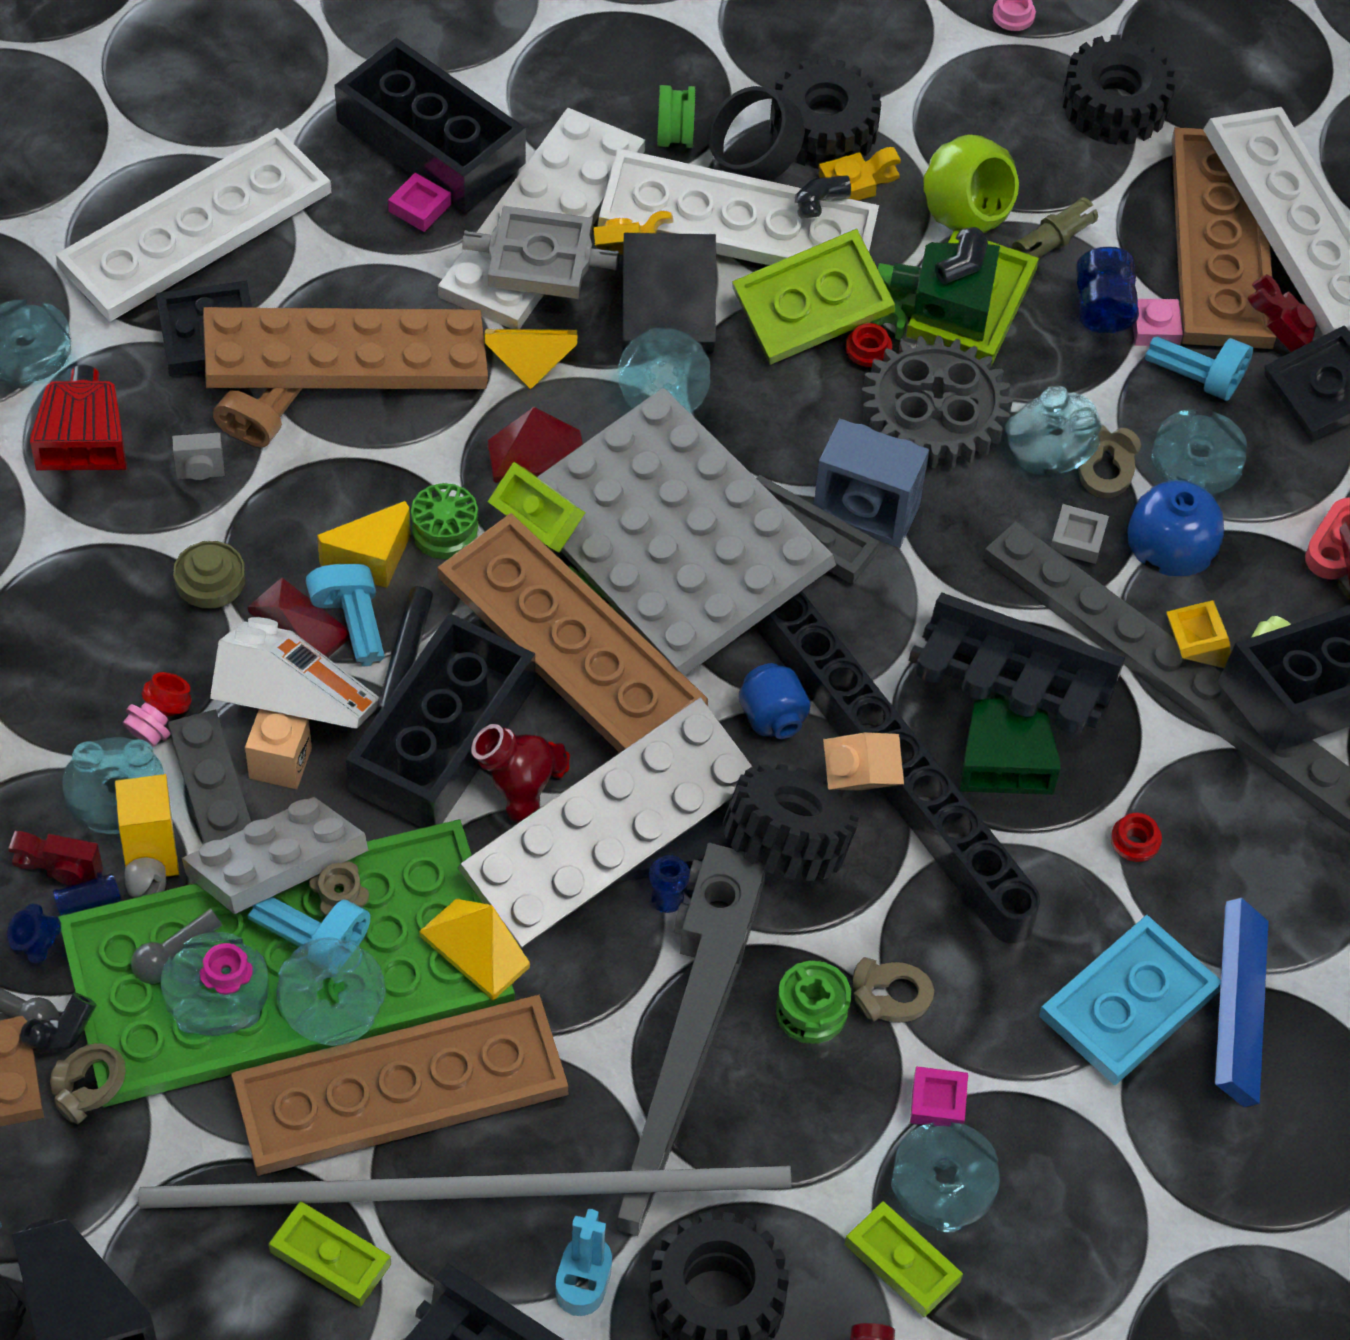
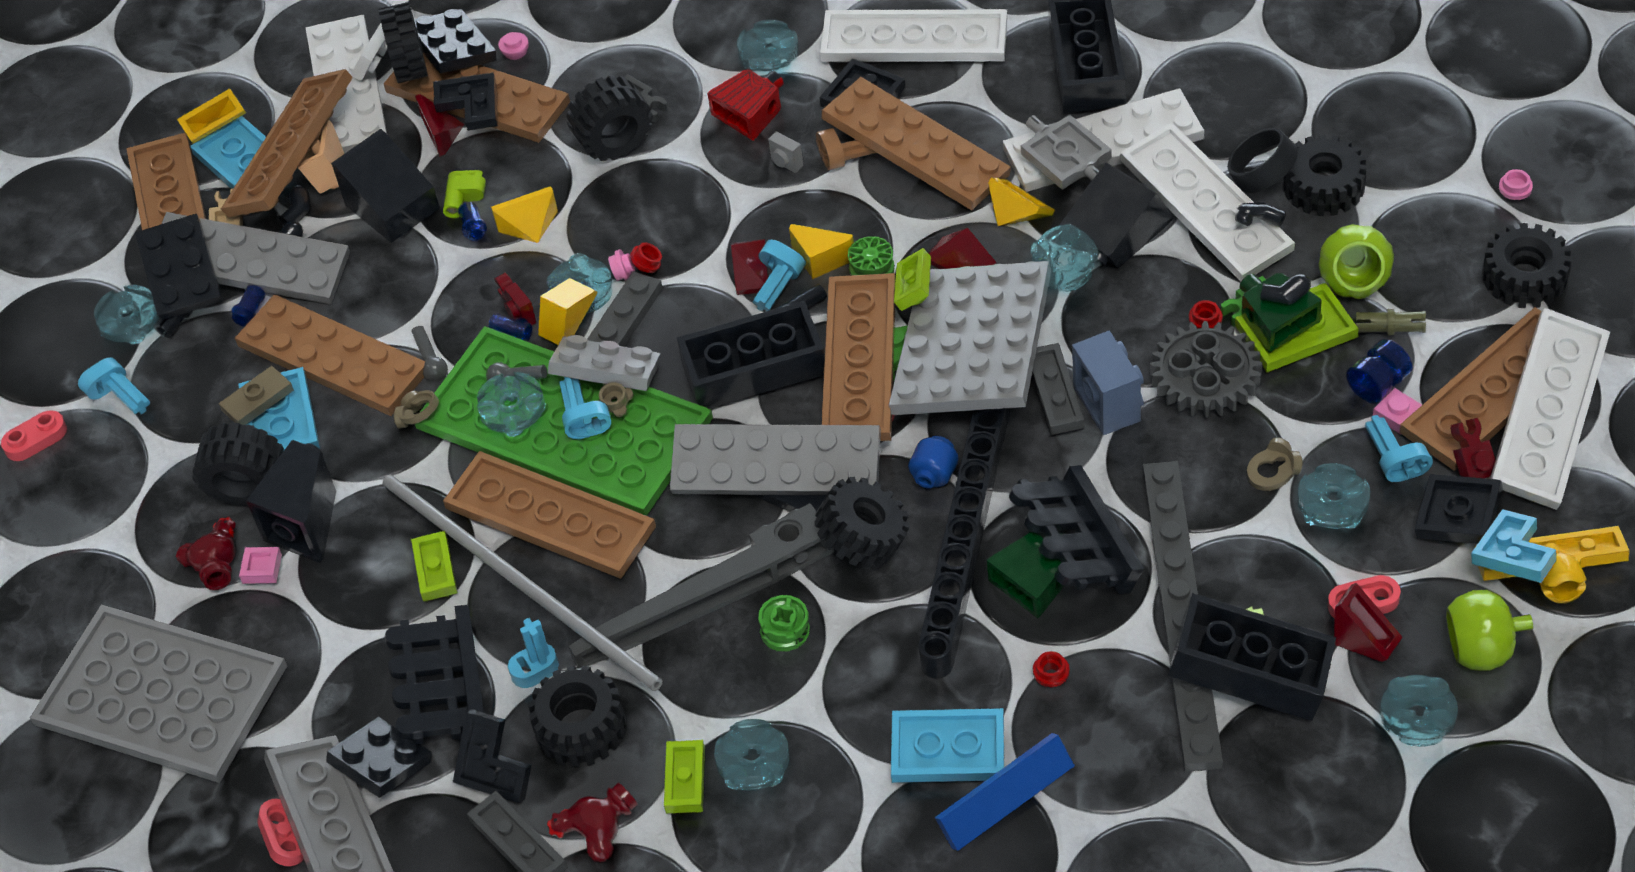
camera: 55 degrees right, 5 degrees down
(33, 932) = (468, 326): clear blue plate -> none
(59, 1032) = (430, 378): black arm -> none
(140, 875) = (547, 333): light grey hinge -> none
(209, 574) = (728, 213): olive plate -> none
(225, 956) = (513, 393): dark pink plate -> none
(278, 748) = (665, 316): light nougat brick -> none
(286, 675) = (698, 280): white slope -> none
(358, 1004) = (568, 436): clear light blue plate -> none
(419, 202) = (1041, 91): dark pink plate -> none
(477, 945) = (646, 474): yellow slope -> none
(519, 766) = (765, 401): dark red animal -> none
(611, 235) = (1126, 167): yellow plate -> none
(669, 878) = (773, 506): clear blue pin -> none
(676, 116) = (1230, 125): bright green wheel -> none
(813, 296) = (1195, 267): lime plate -> none
(863, 761) = (927, 516): light nougat brick -> none
(864, 174) = (1306, 220): yellow plate -> none
(870, 975) = (827, 632): dark tan piece -> none
(938, 1096) = (791, 715): dark pink plate -> none
(1053, 411) = (1254, 427): clear light blue plate -> none
(1079, 533) = (1207, 492): light grey plate -> none
(1176, 528) = (1269, 527): blue cylinder -> none
(1200, 634) = (1210, 584): yellow slope -> none

